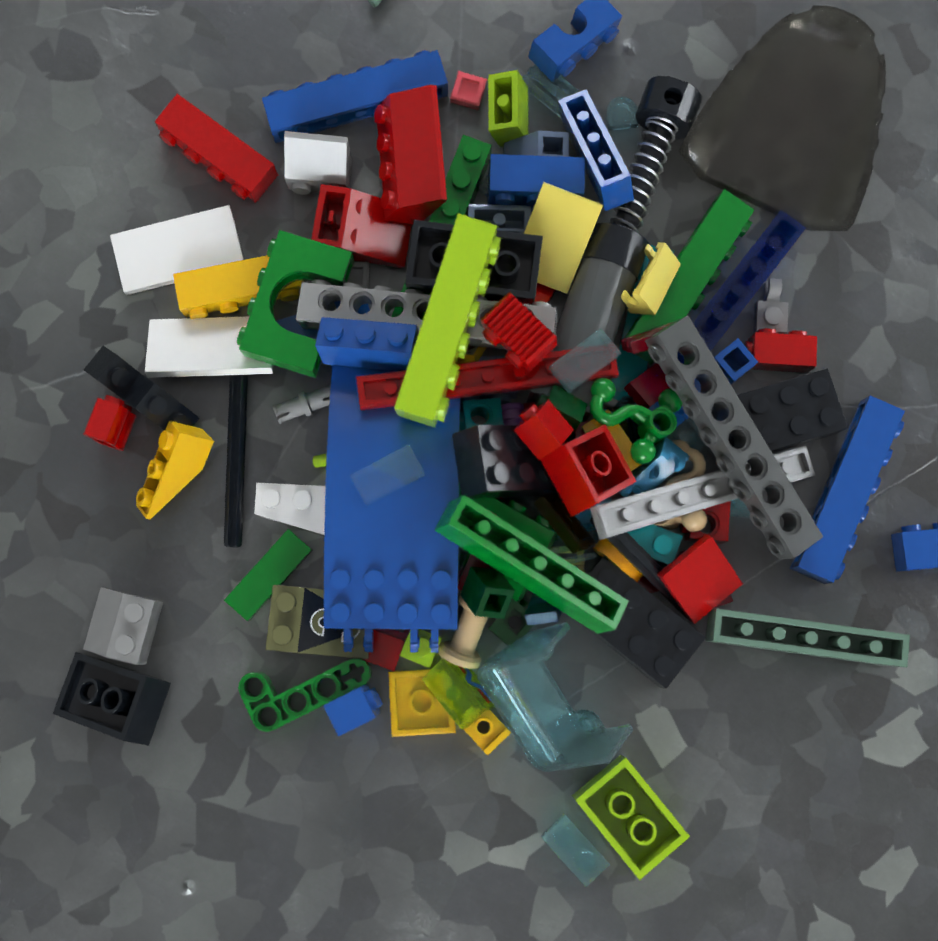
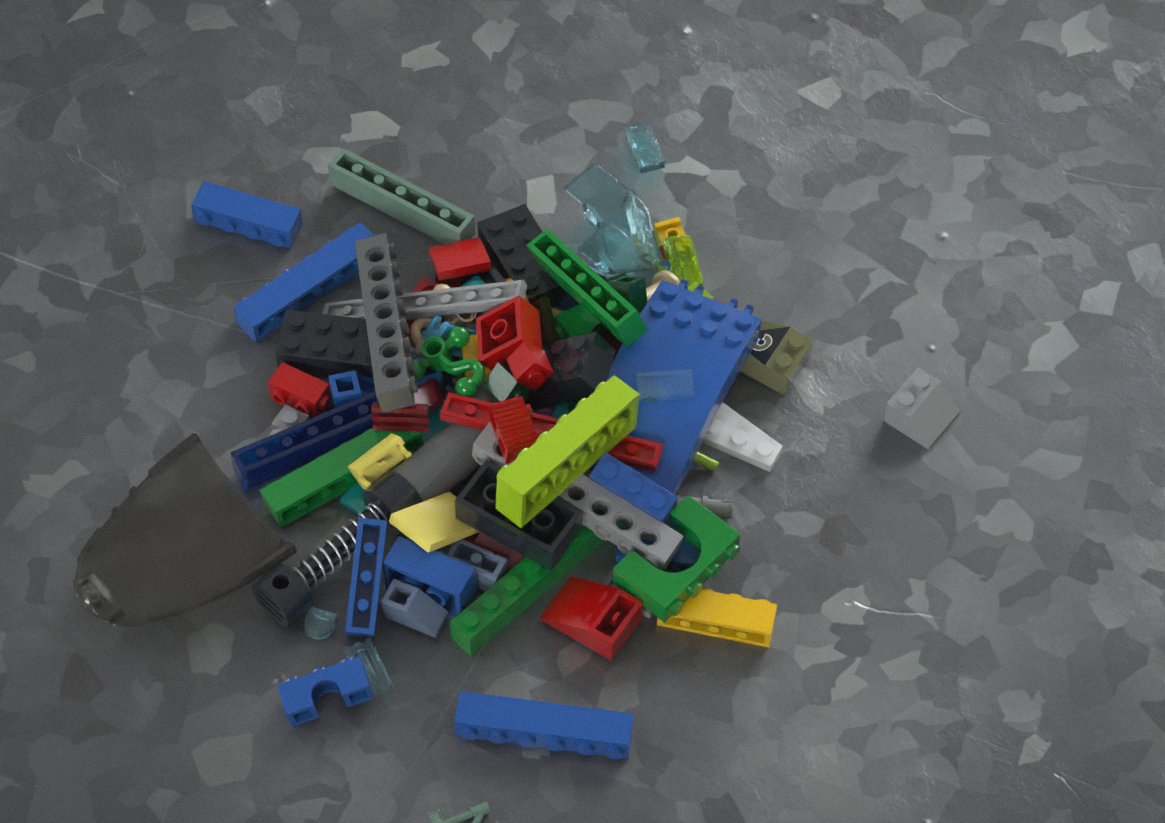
camera: 150 degrees left, 25 degrees down
(110, 422) = (871, 541): red brick -> none
(112, 699) = (953, 361): black slope -> none
(138, 390) = (835, 554): black arch -> none
(157, 251) = (758, 669): white tile -> none
(177, 461) = (833, 497): yellow slope -> none
(198, 348) = (771, 576): white tile -> none
(215, 148) = (689, 731): red brick -> none
(235, 461) = (778, 496): black axle -> none
(271, 570) = (790, 403): green tile -> none
(309, 689) = (792, 311): green beam -> none
(316, 161) = (605, 676): slope -> none
(354, 709) = (763, 273): blue brick -> none
(410, 154) = (522, 639): red slope -> none
(414, 707) = (719, 275): yellow tile -> none
(468, 90) = (440, 697): coral tile -> none
(507, 106) = (418, 653): lime brick -> none
(584, 360) = (467, 406): clear light blue tile -> none
(630, 816) = (593, 137): lime brick -> none

